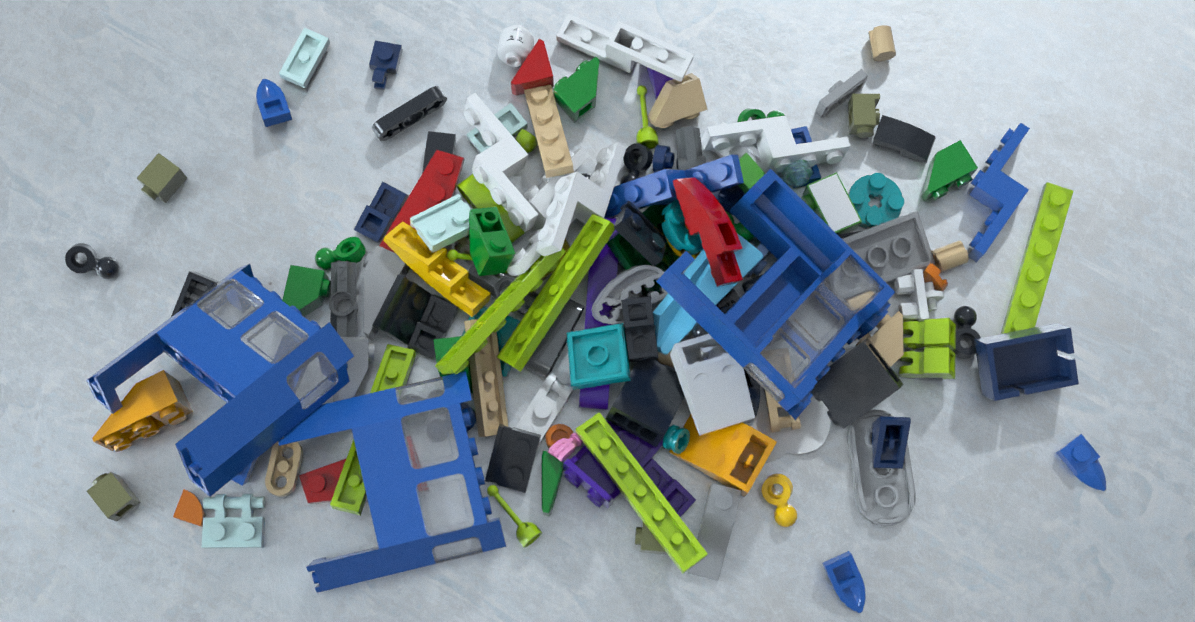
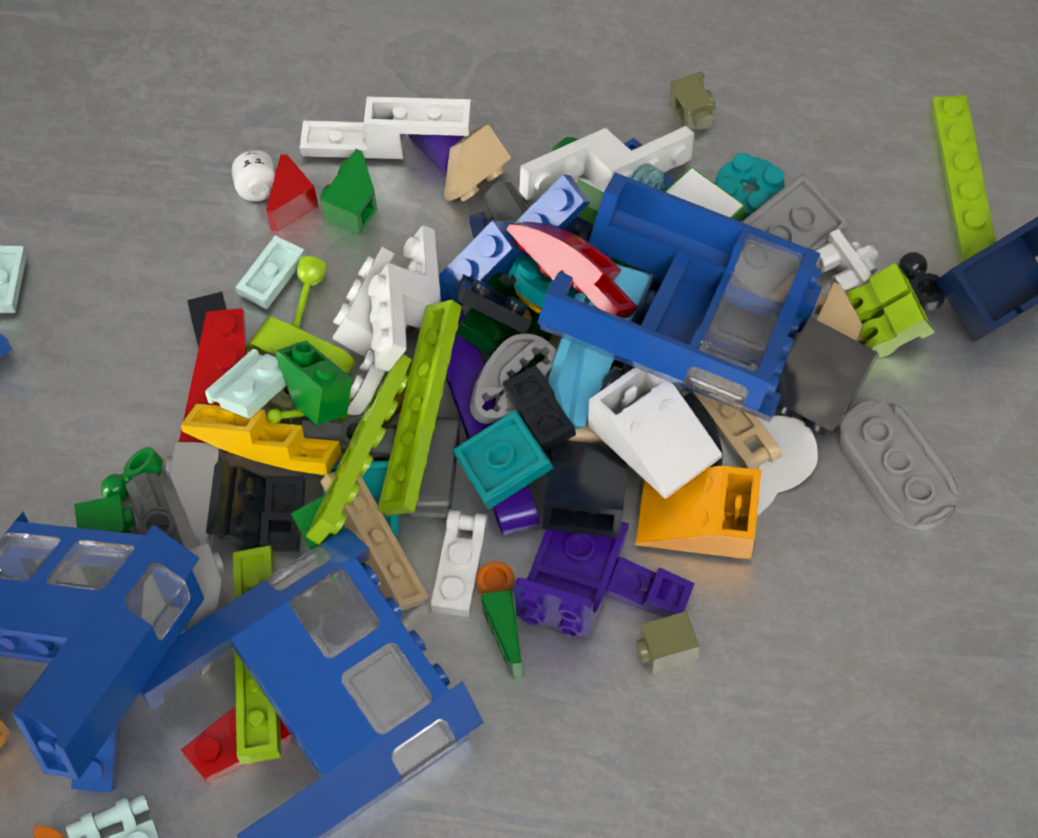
camera: 15 degrees left, 15 degrees down
(283, 467) = (157, 750): tan plate -> none
(381, 213) = (165, 411): dark blue slope -> none
(384, 60) = (101, 248): dark blue plate -> none
(409, 113) = (155, 291): black beam -> none
(499, 163) = (290, 296): white bracket -> none
(512, 458) = (447, 621): black plate -> none
(526, 531) = (502, 703): lime hinge -> none
(548, 131) = (334, 245): tan plate -> none
(565, 447) = (504, 581): bright pink piece -> none
(631, 158) = (445, 236): black plate -> none
(641, 493) = (625, 591): lime plate -> none
(646, 135) = (448, 210): lime hinge -> none
(676, 439) = (638, 519): teal bush -> none
(716, 529) = (734, 608): light grey slope -> none
(784, 514) = (809, 559): yellow plate -> none
(840, 93) = (656, 91): light grey plate -> none
(846, 580) = (920, 602): blue plate -> none
(882, 43) = (679, 26): tan piece -> none
(889, 441) = (893, 421): dark blue slope -> none
(906, 138) = (743, 109): black slope -> none
(931, 274) = (853, 233): orange tile -> none
(946, 169) = (816, 122): green slope -> none
(950, 256) = (864, 210): tan piece -> none
(997, 191) = (882, 126): blue bracket -> none

